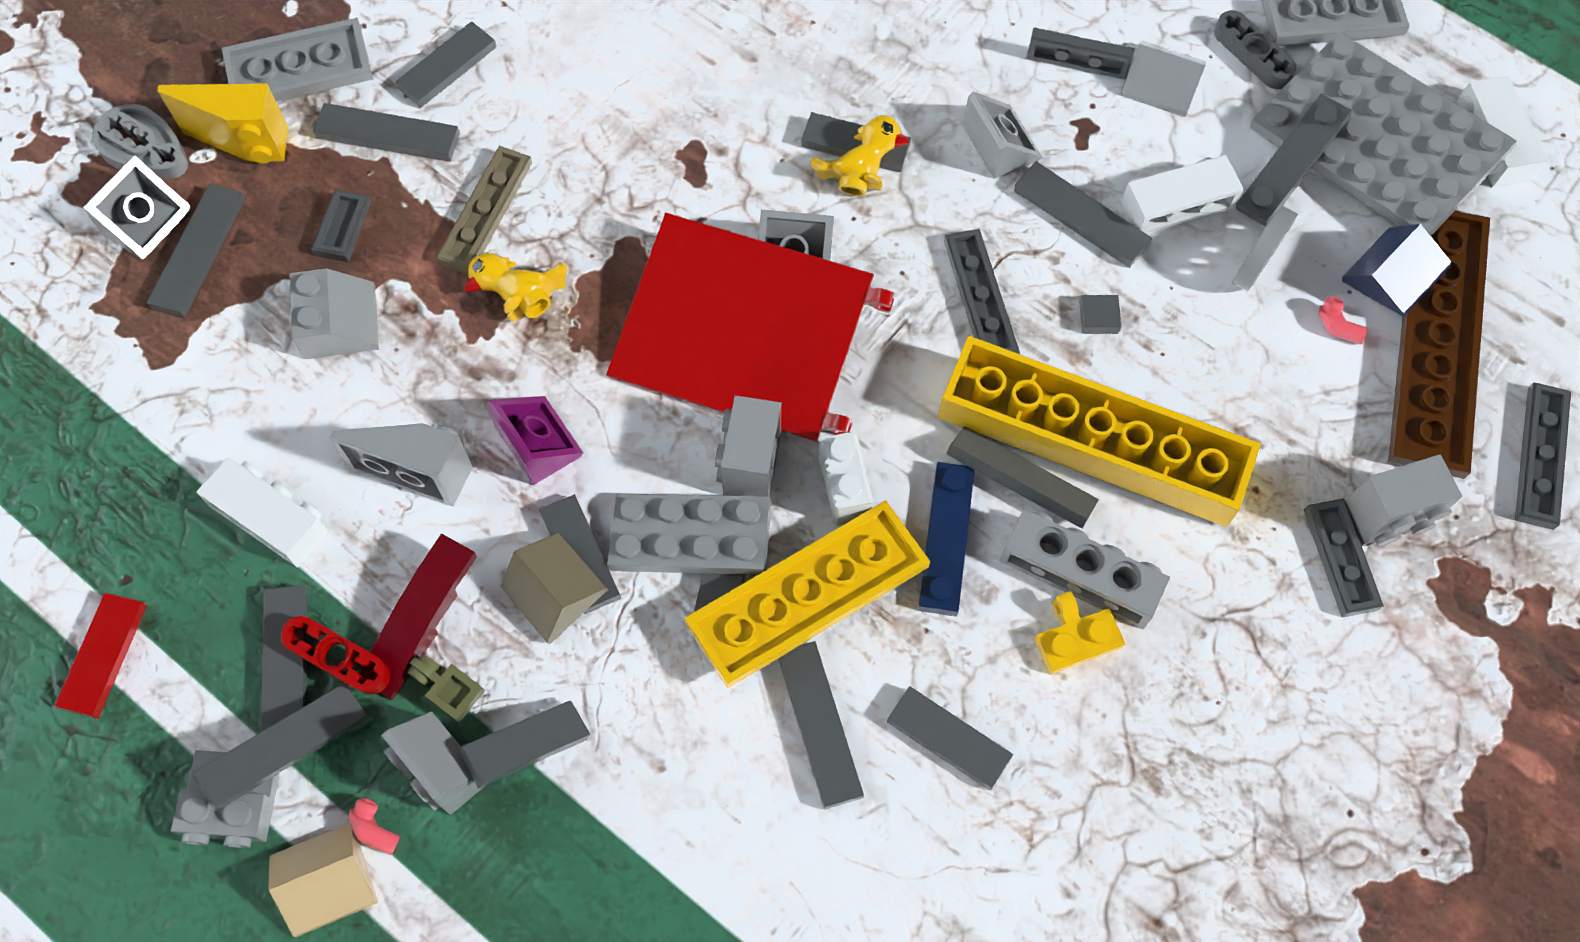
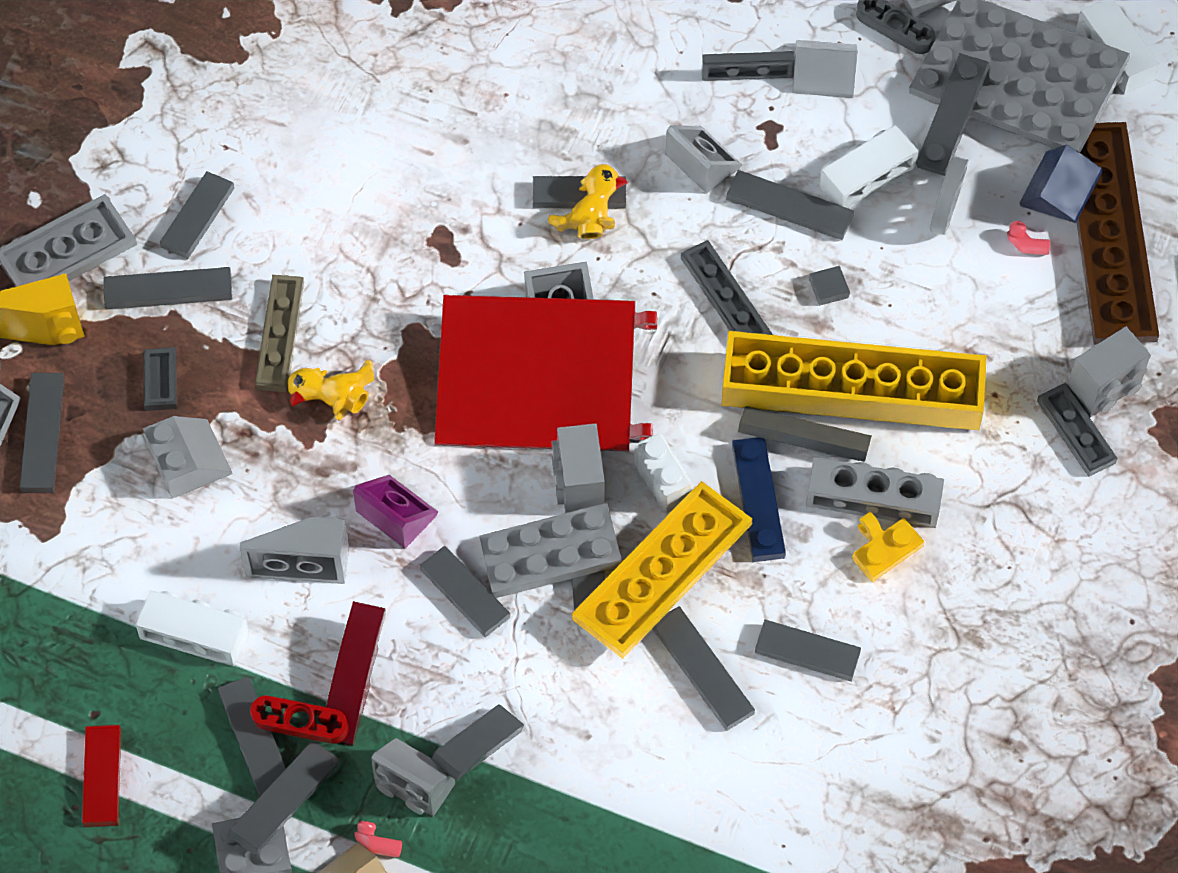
camera: 15 degrees left, 5 degrees down
(452, 691) = (401, 723): olive plate -> none
(551, 585) = (452, 621): dark tan slope -> none

